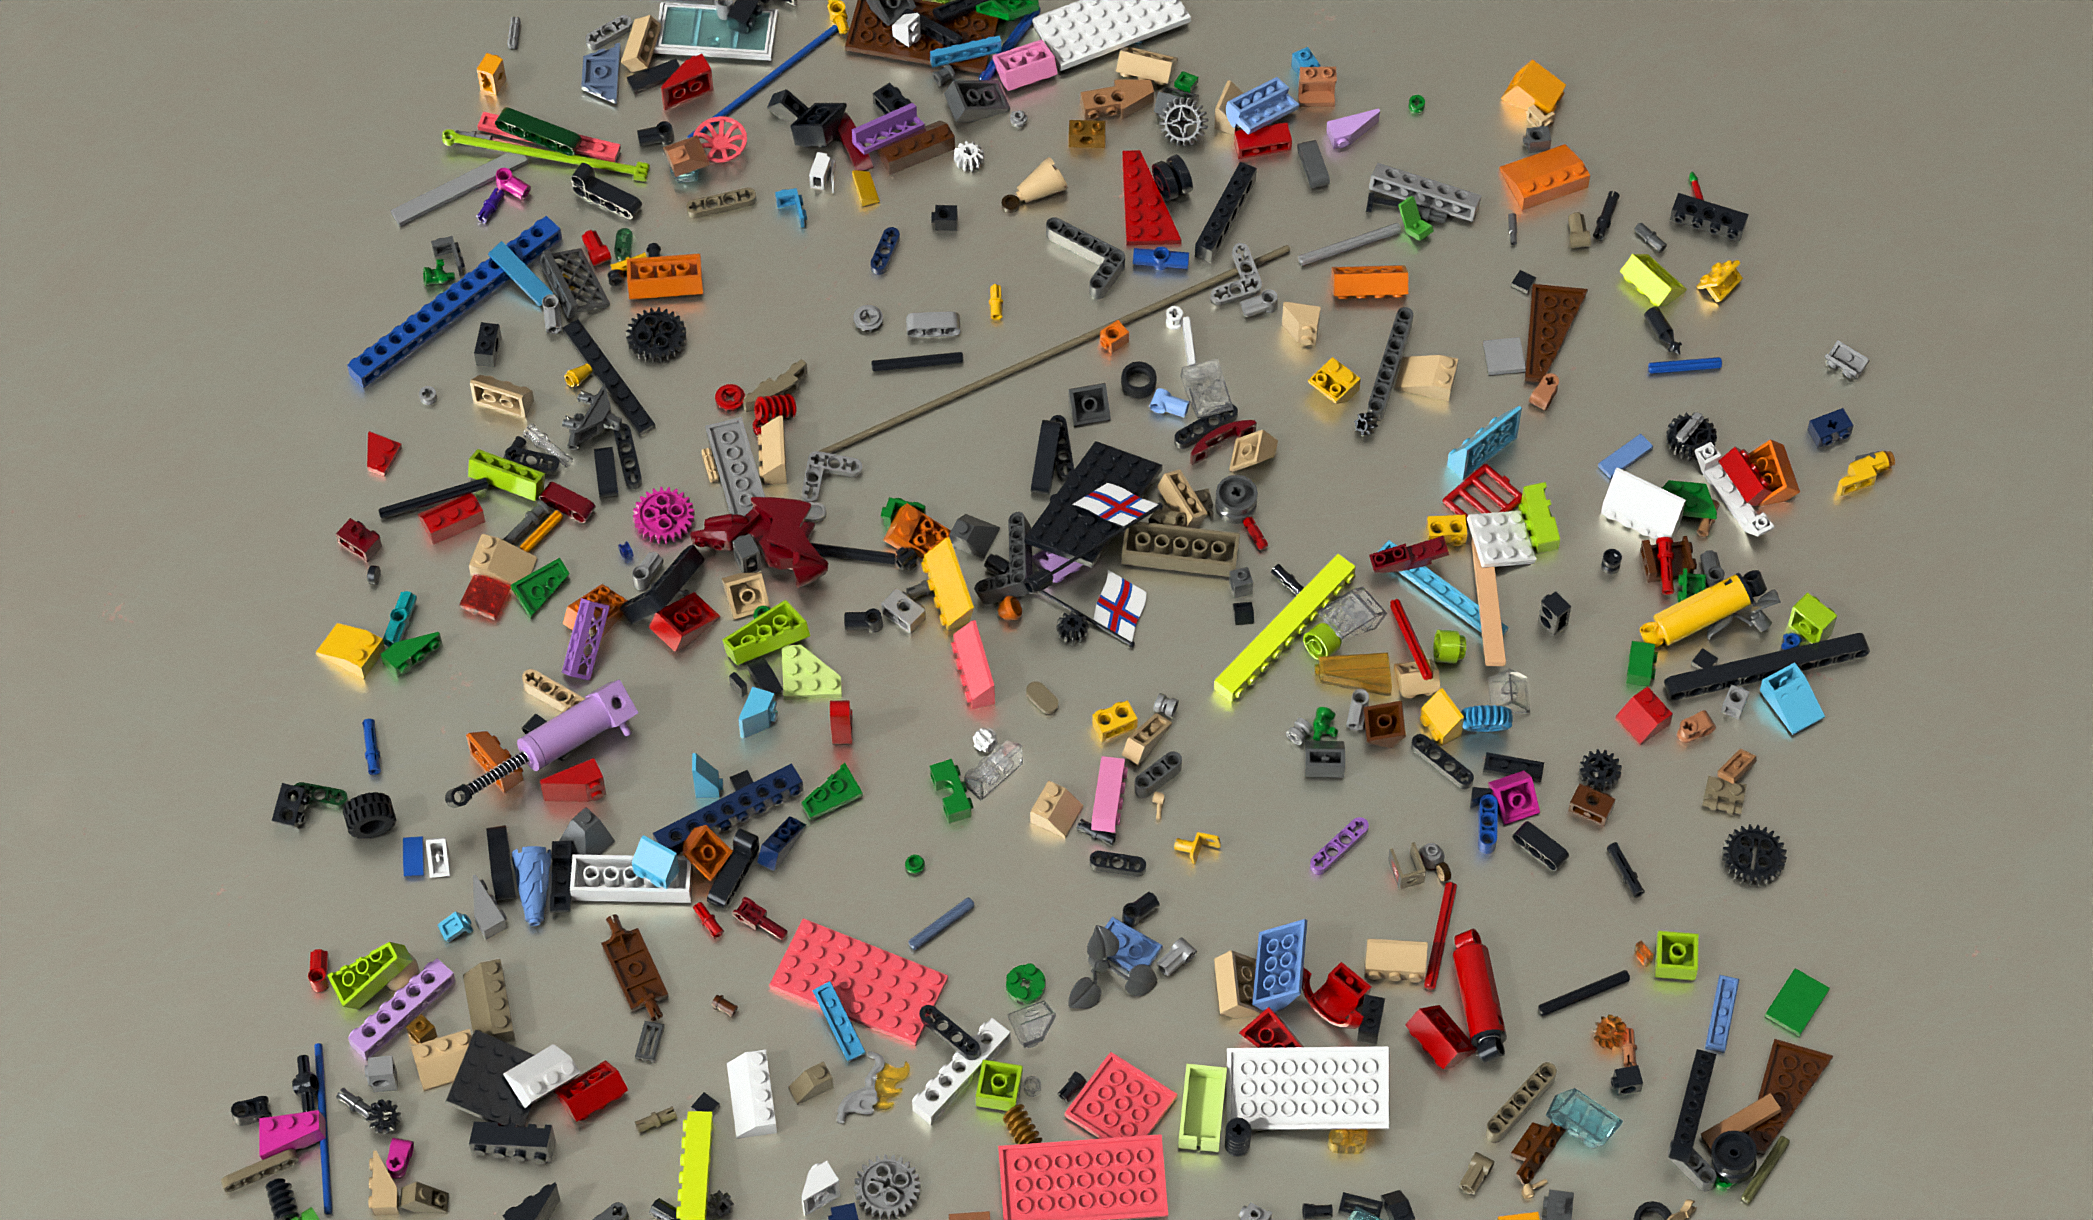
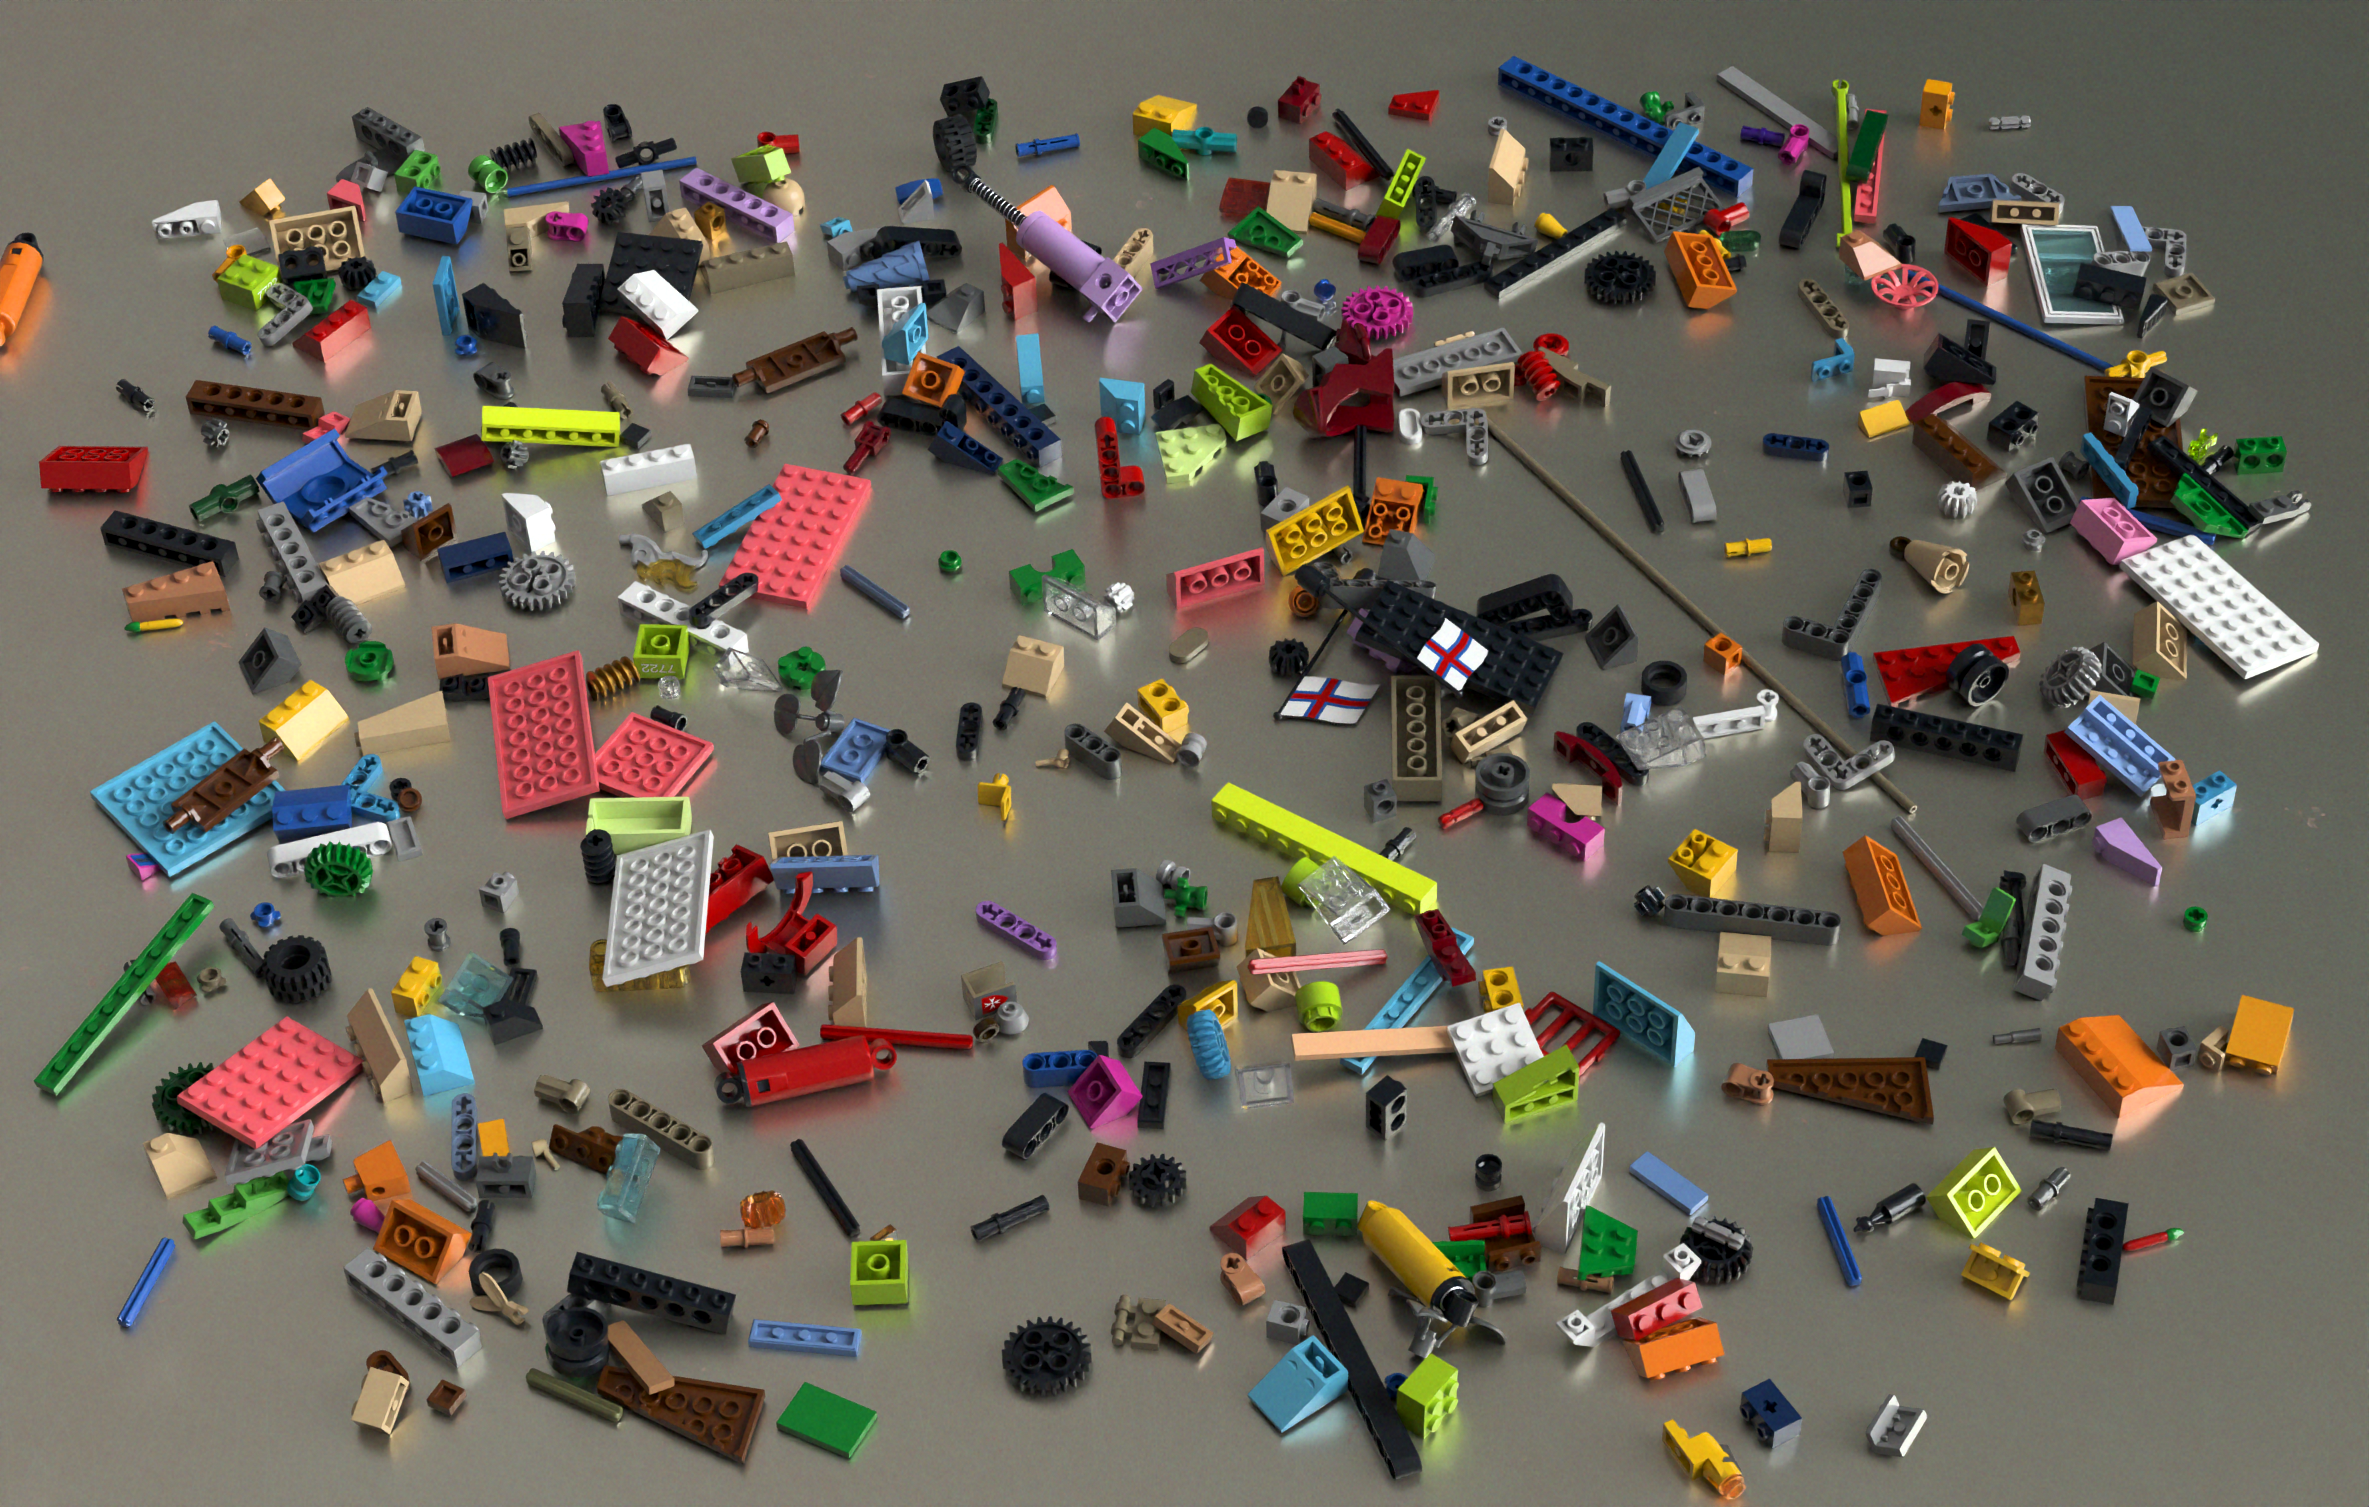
camera: 85 degrees right, 15 degrees down
(884, 126) = (1969, 416): medium lavender fence -> none
(1108, 794) = (1055, 704): bright pink brick -> none
(1131, 94) = (2088, 618): medium nougat brick -> none
(1243, 613) = (1341, 813): black slope -> none
(1272, 476) = (1579, 838): none -> dark pink arch
(1627, 1080) = (696, 1236): black brick -> none

